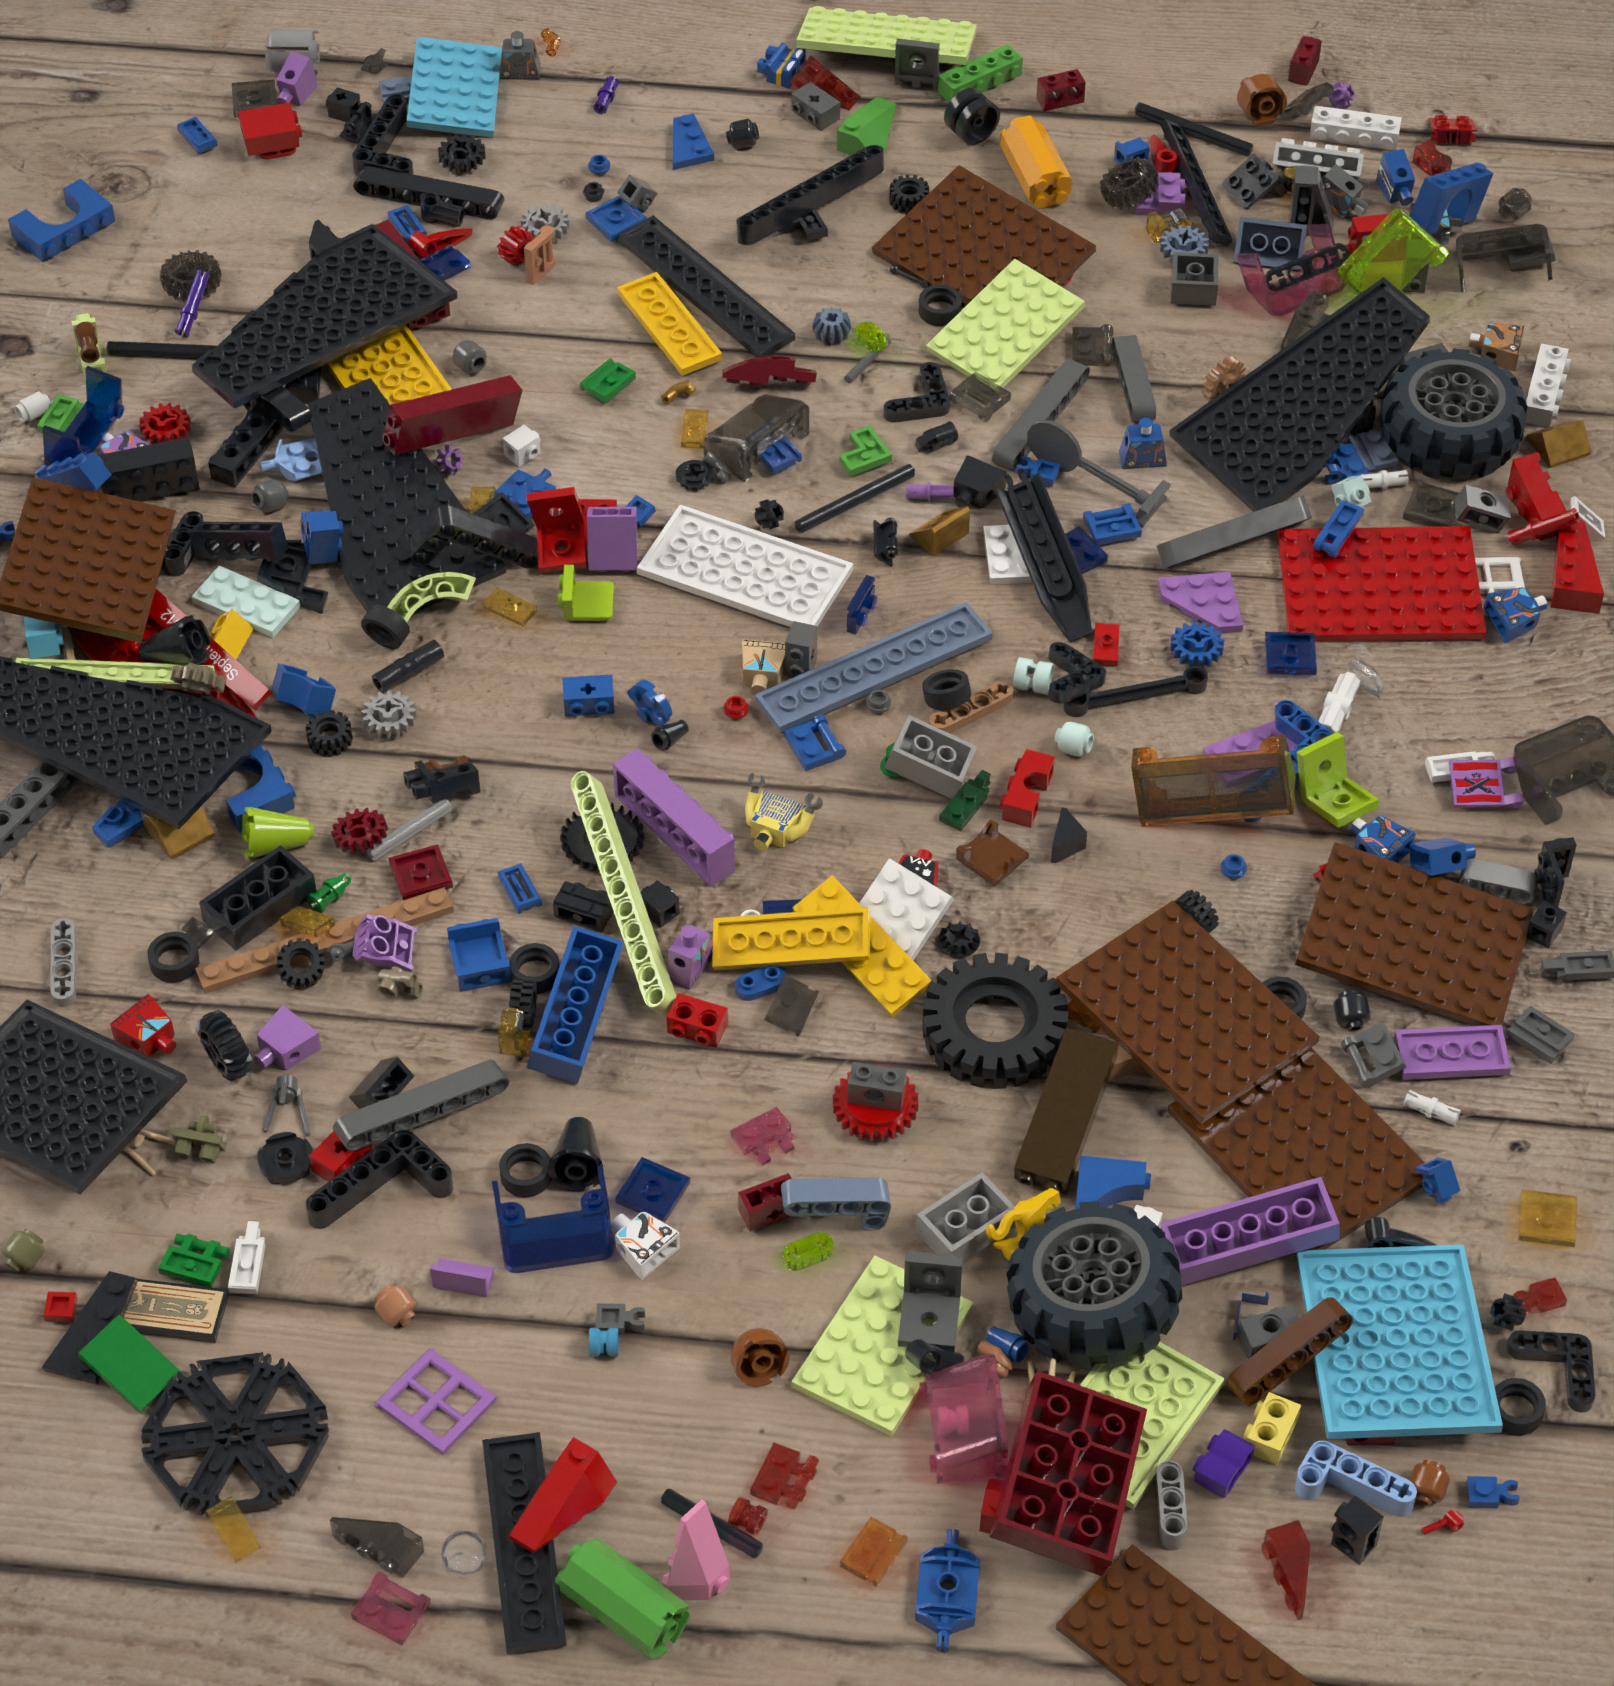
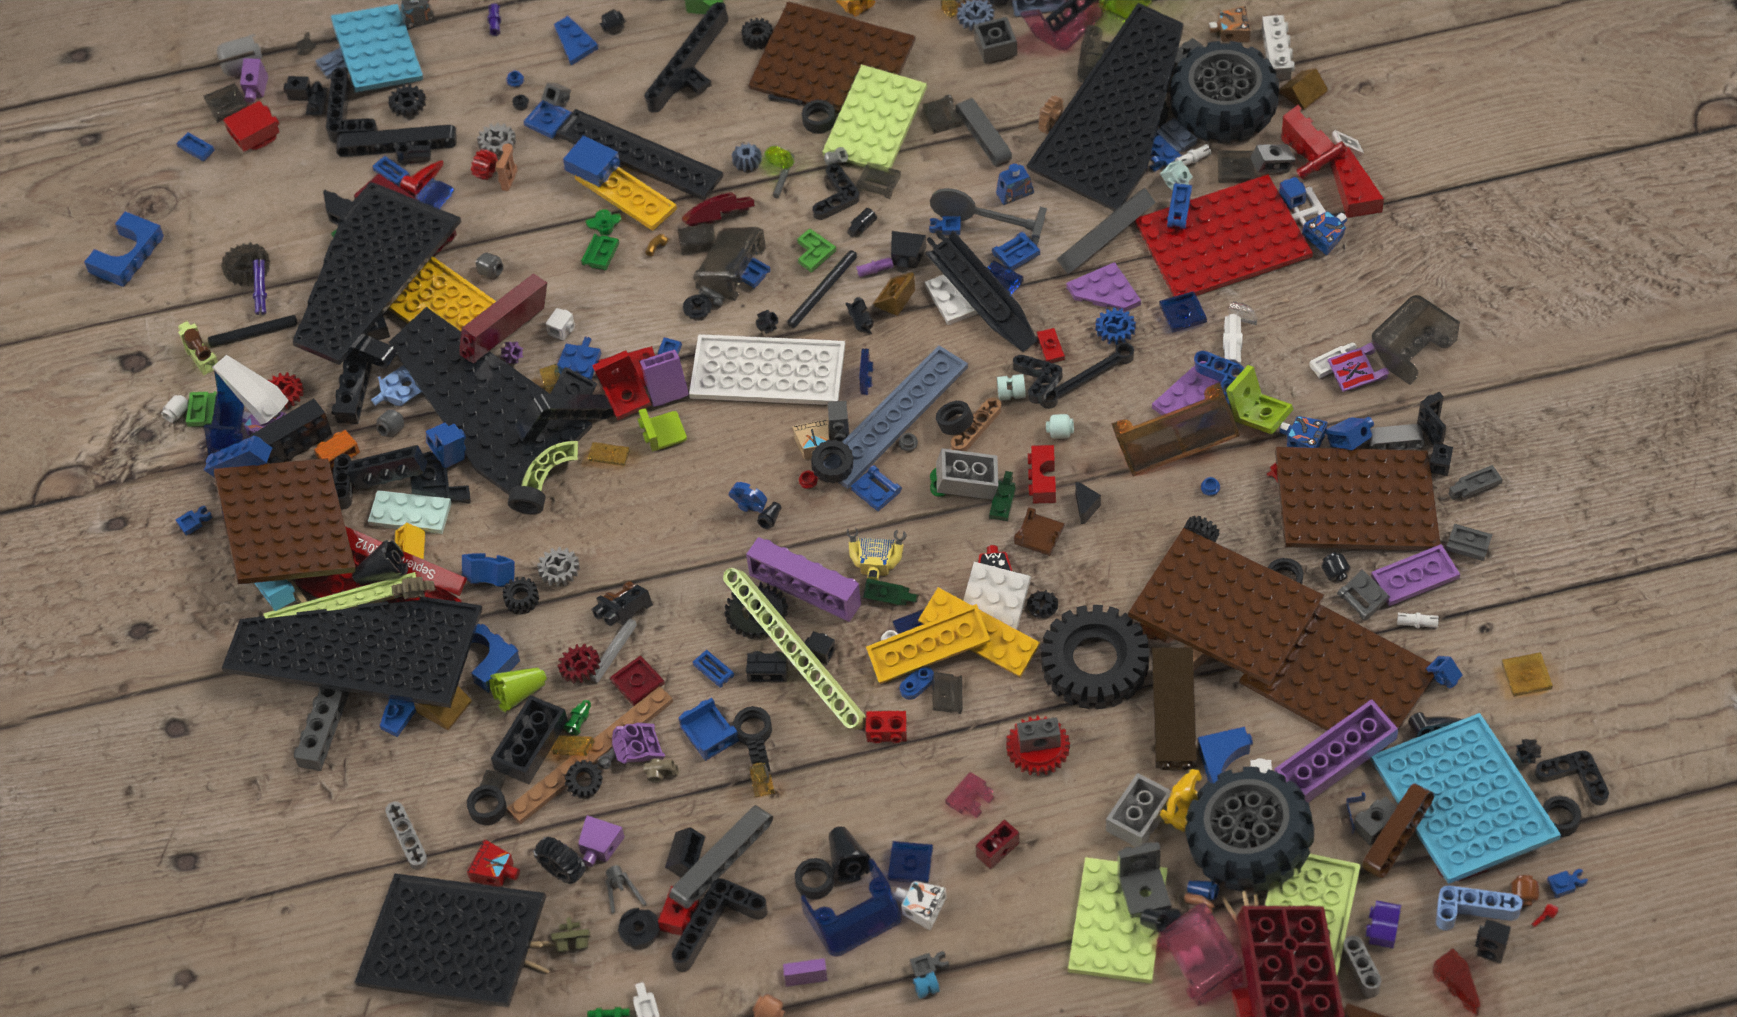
camera: 15 degrees left, 5 degrees up
(124, 410) = (255, 392): none -> white wedge
(200, 500) = (339, 444): none -> orange brick
(407, 666) = (555, 524): black axle -> none
(575, 1005) = (796, 744): blue brick -> none
(588, 695) = (698, 504): blue brick -> none
(628, 349) = (603, 221): none -> green plate
(642, 275) = (591, 161): none -> blue brick
(692, 948) = (861, 675): medium lavender torso -> none
(694, 428) = (681, 270): clear yellow plate -> none
(727, 398) = (696, 238): none -> clear smoke brick
(759, 1356) = (1039, 958): dark orange cylinder -> none
(771, 709) = (832, 475): none -> black tyre
(772, 866) = (888, 592): none -> dark green hinge
(808, 1251) = (1034, 867): clear neon green beam -> none
(839, 1197) = (1060, 820): sand blue beam -> none
(940, 354) = (835, 157): none -> light grey bush
(1046, 406) = (928, 180): dark grey beam -> none
(1276, 1429) = (1406, 888): light yellow brick -> none
(1491, 555) = (1292, 192): none -> blue brick
(1544, 1295) = (1545, 730): clear red plate -> none

